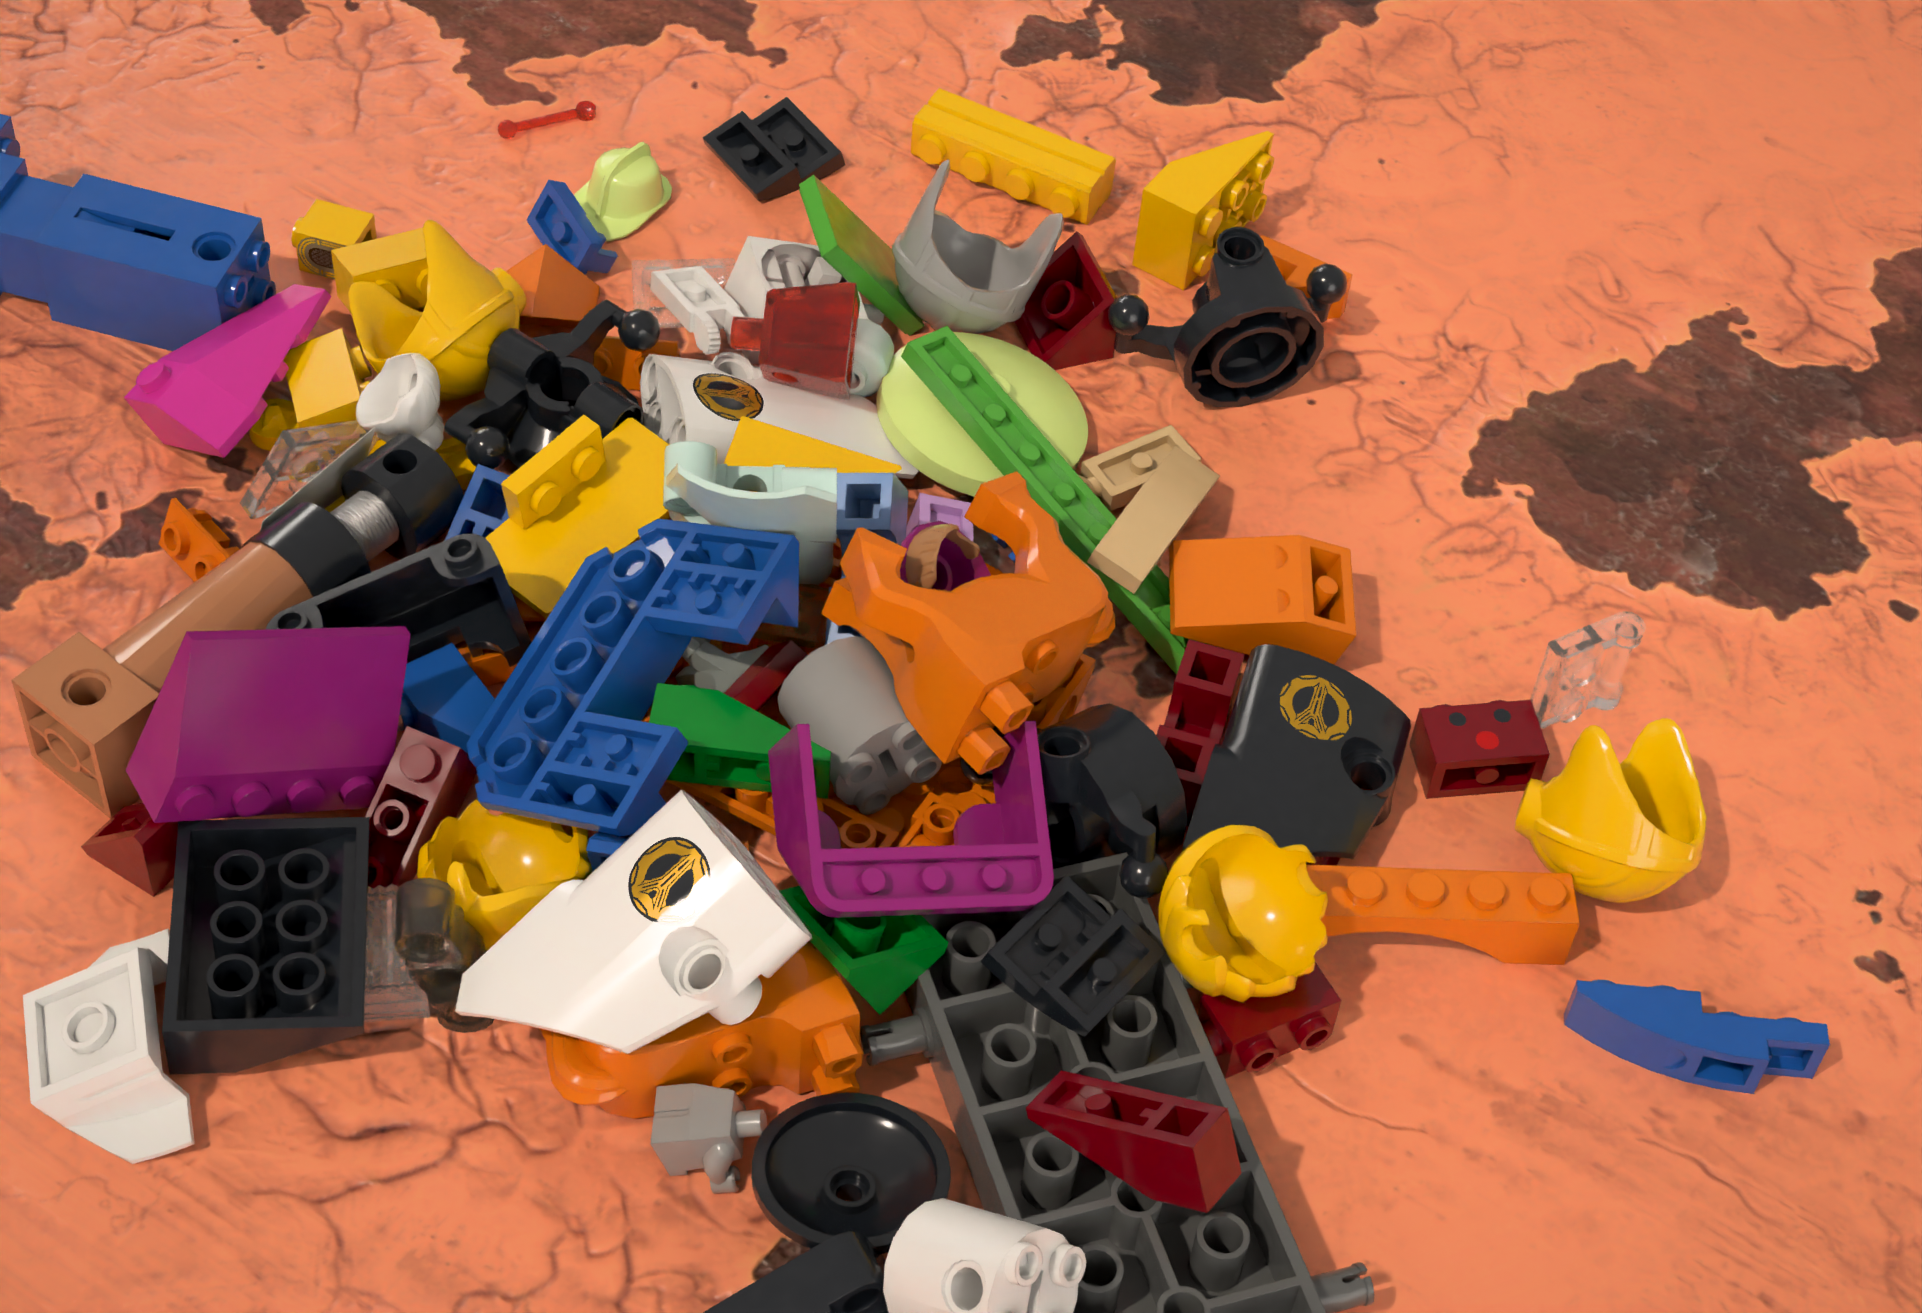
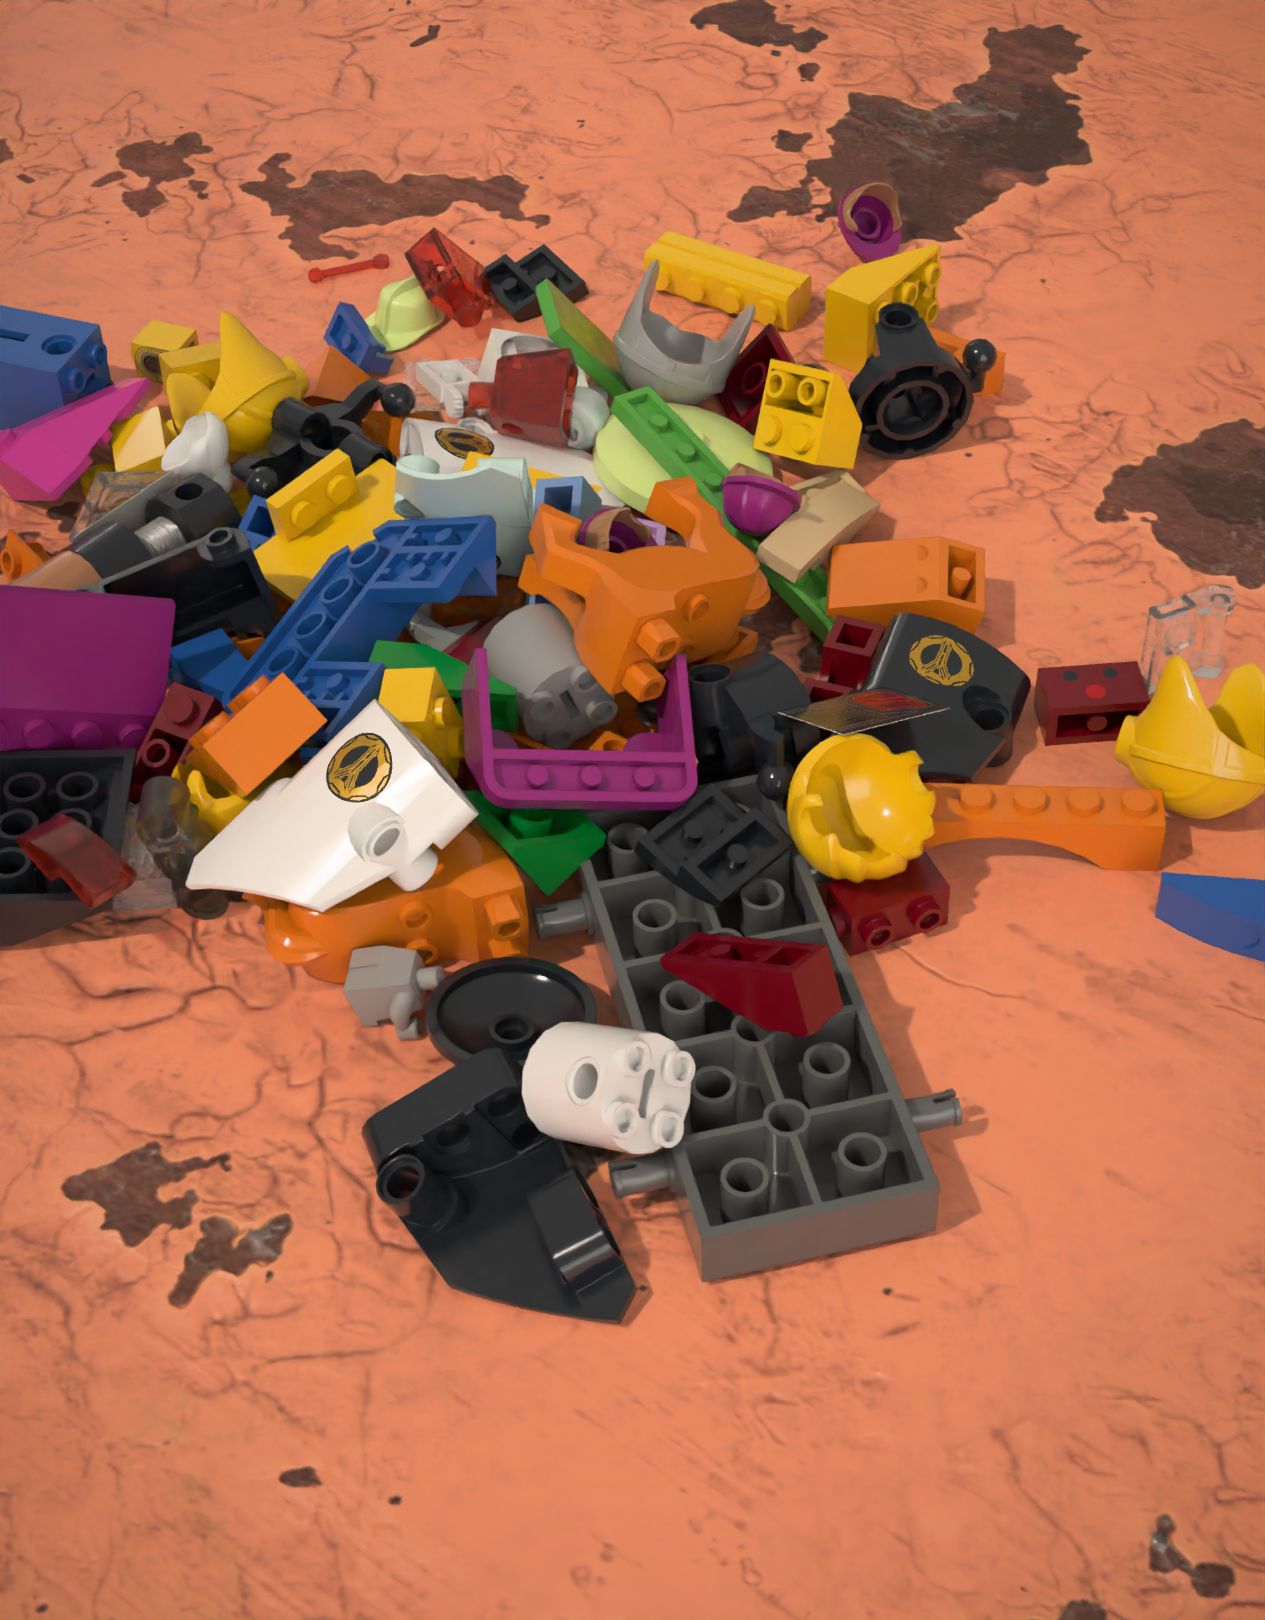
camera: 10 degrees right, 5 degrees down
(323, 973) = (78, 856): none -> clear red slope
(526, 819) = (262, 732): none -> orange slope
(696, 168) = (460, 291): none -> clear red torso
(727, 785) = (427, 710): none -> yellow brick
(1086, 487) = (756, 500): none -> magenta piece
(1131, 365) = (808, 416): none -> yellow slope
(1179, 80) = (871, 221): none -> magenta piece
(1239, 786) = (863, 710): none -> sticker

